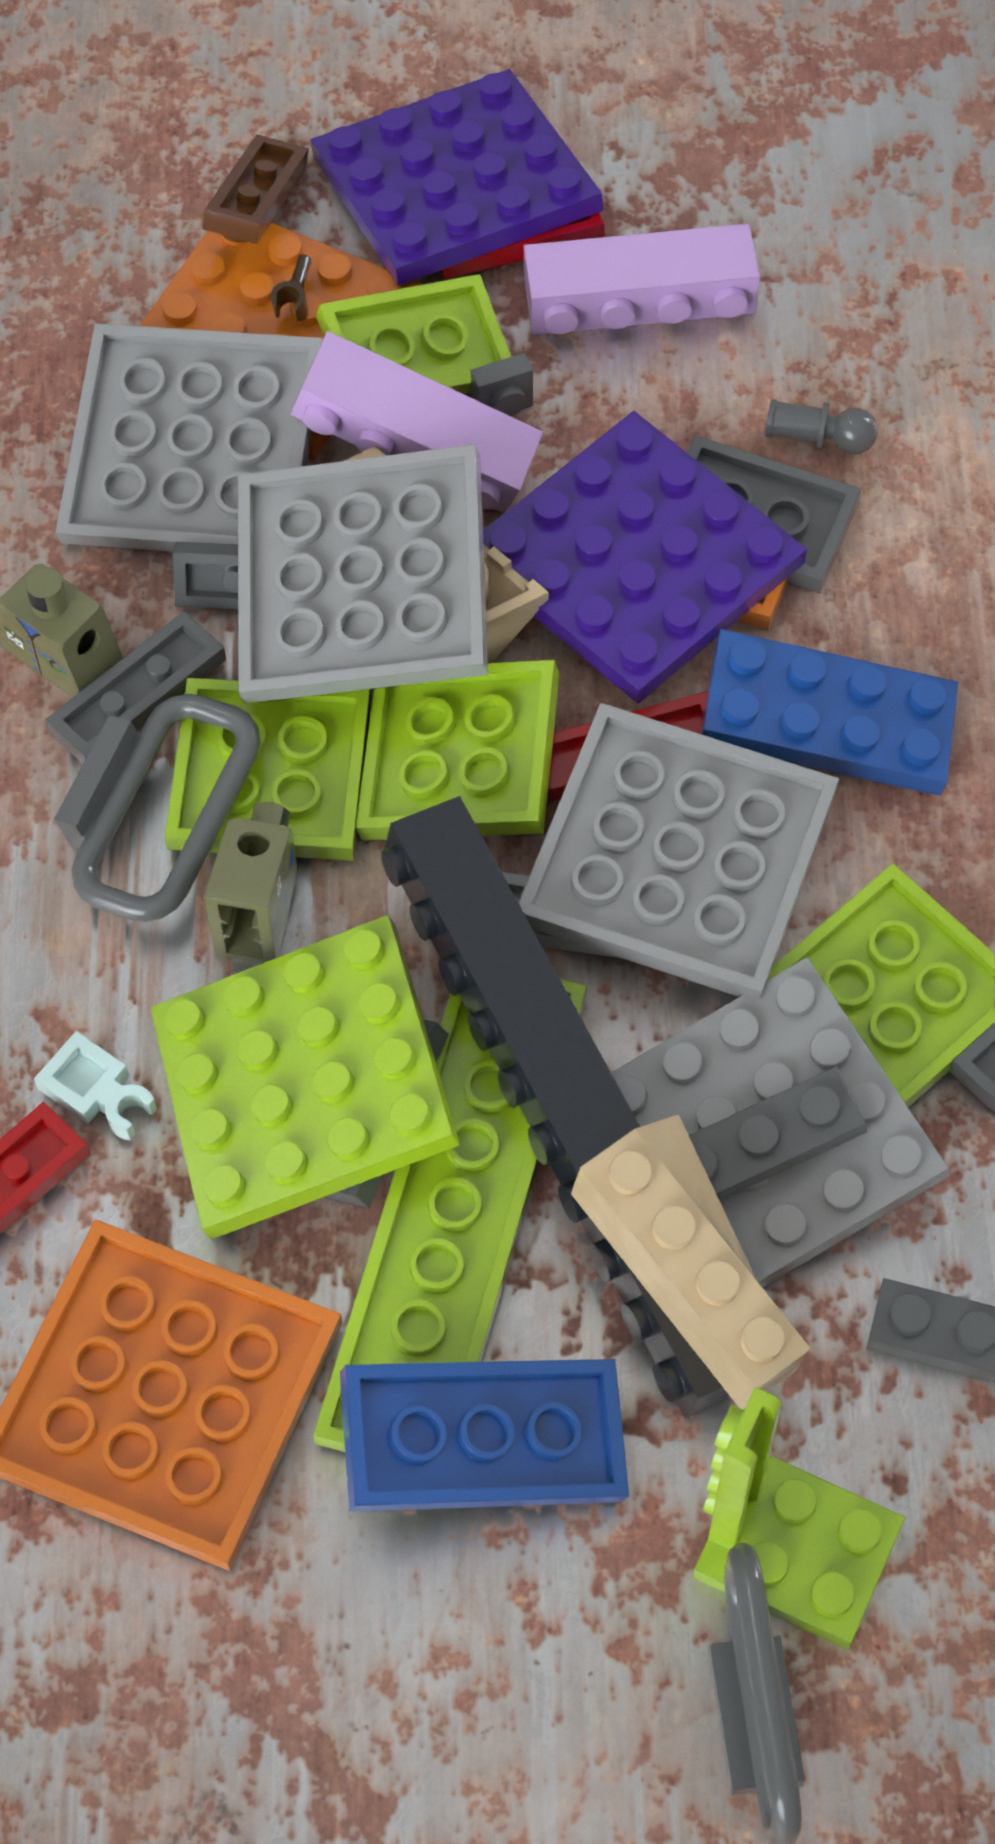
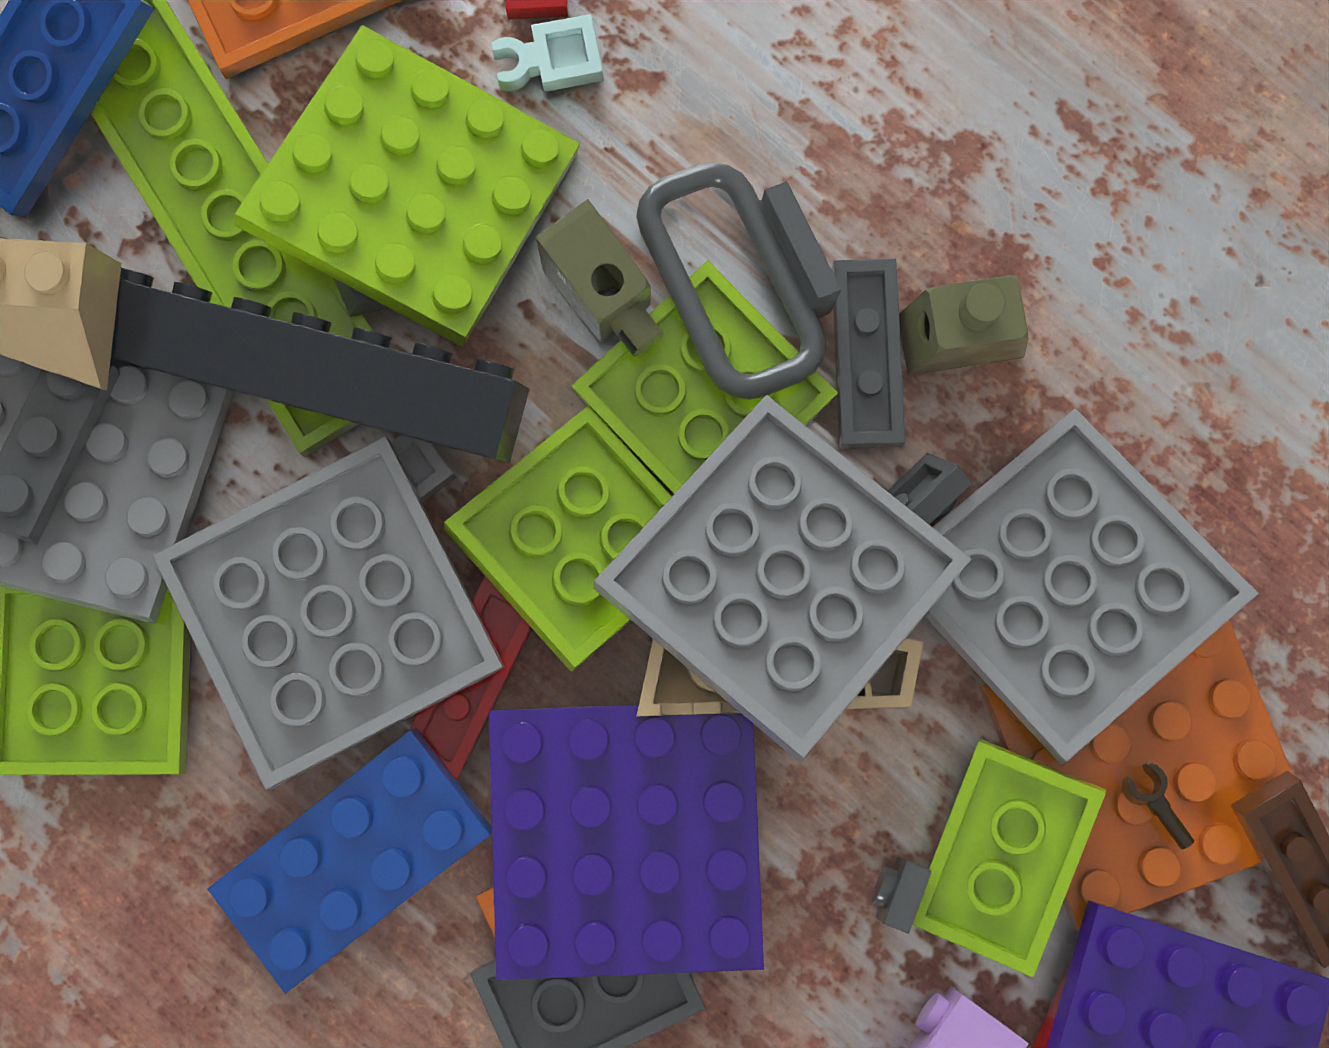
camera: 130 degrees right, 20 degrees up
(403, 412) = (911, 767): lavender brick -> none

